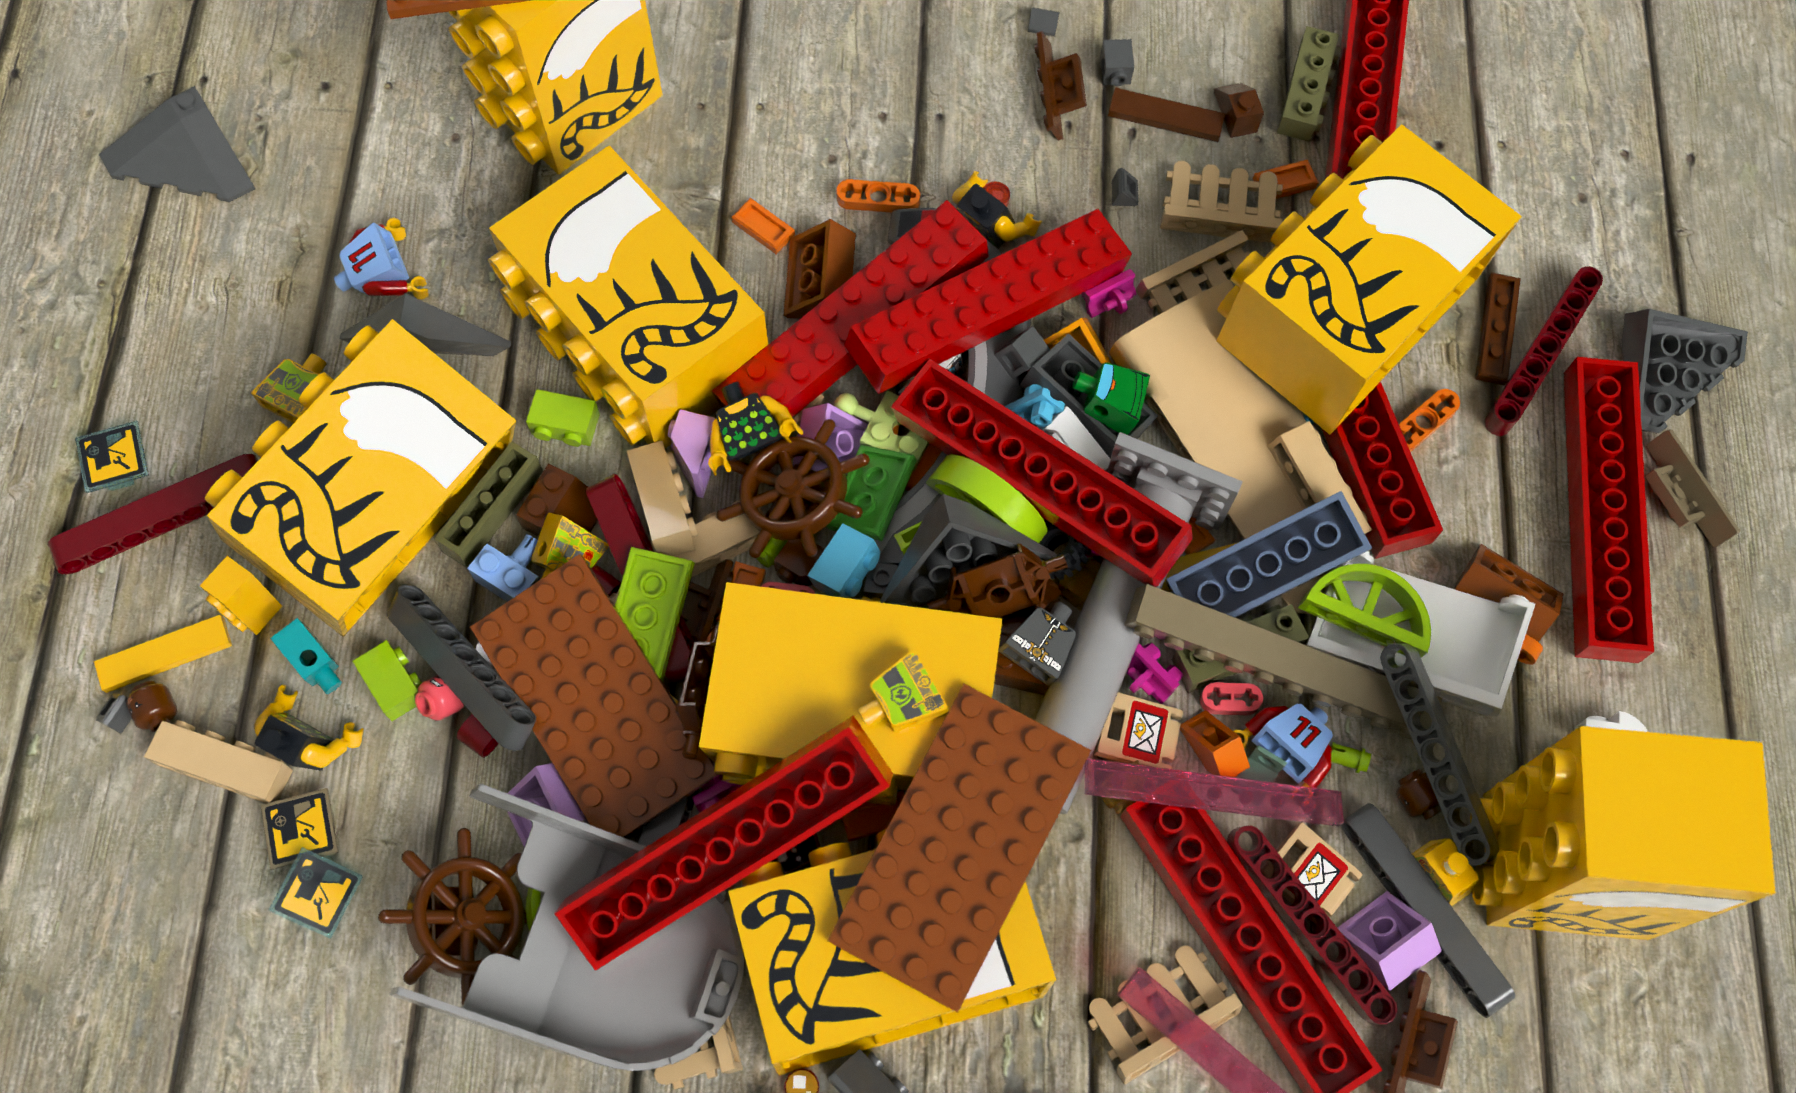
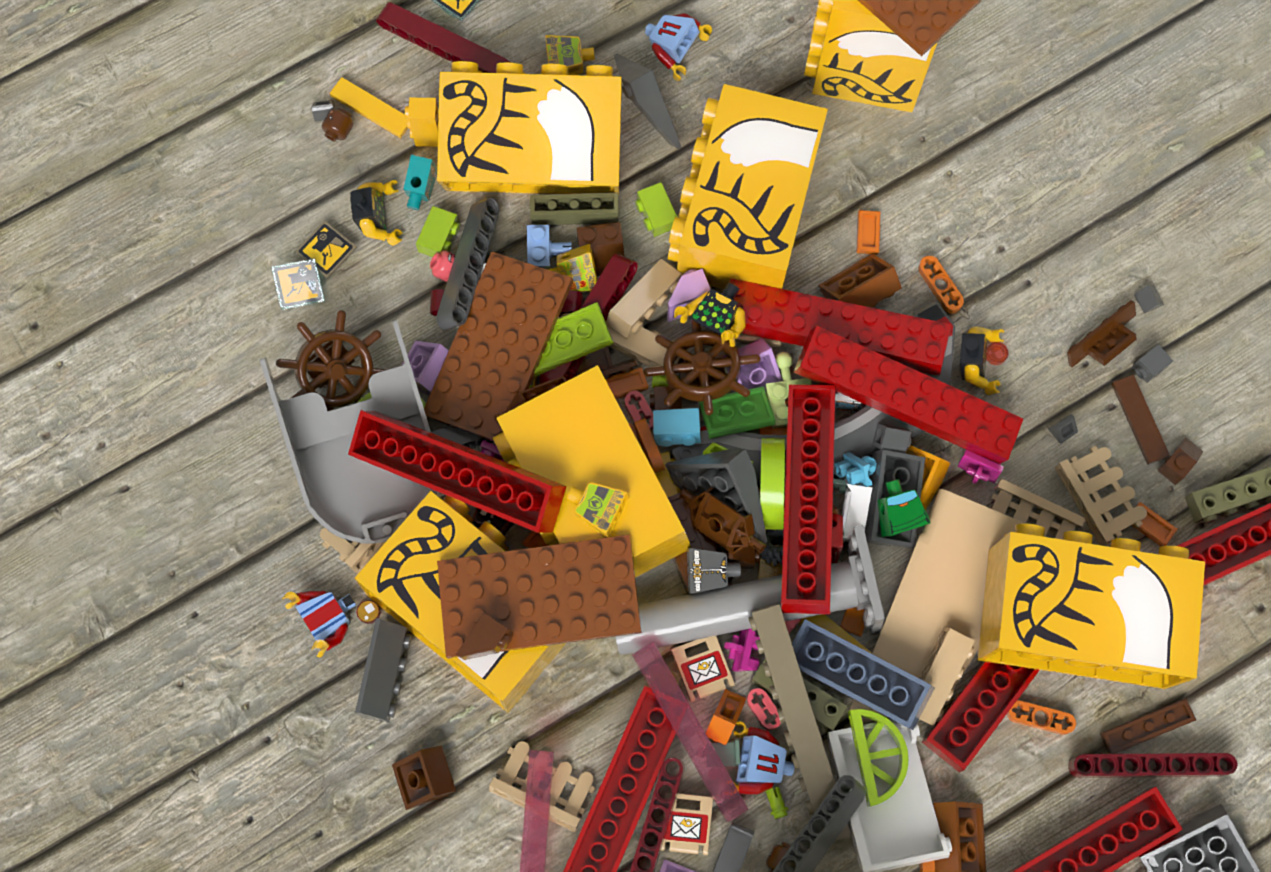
camera: 55 degrees right, 5 degrees up
(217, 762) = (331, 181): tan brick -> none
(976, 941) = (485, 639): none -> reddish brown slope

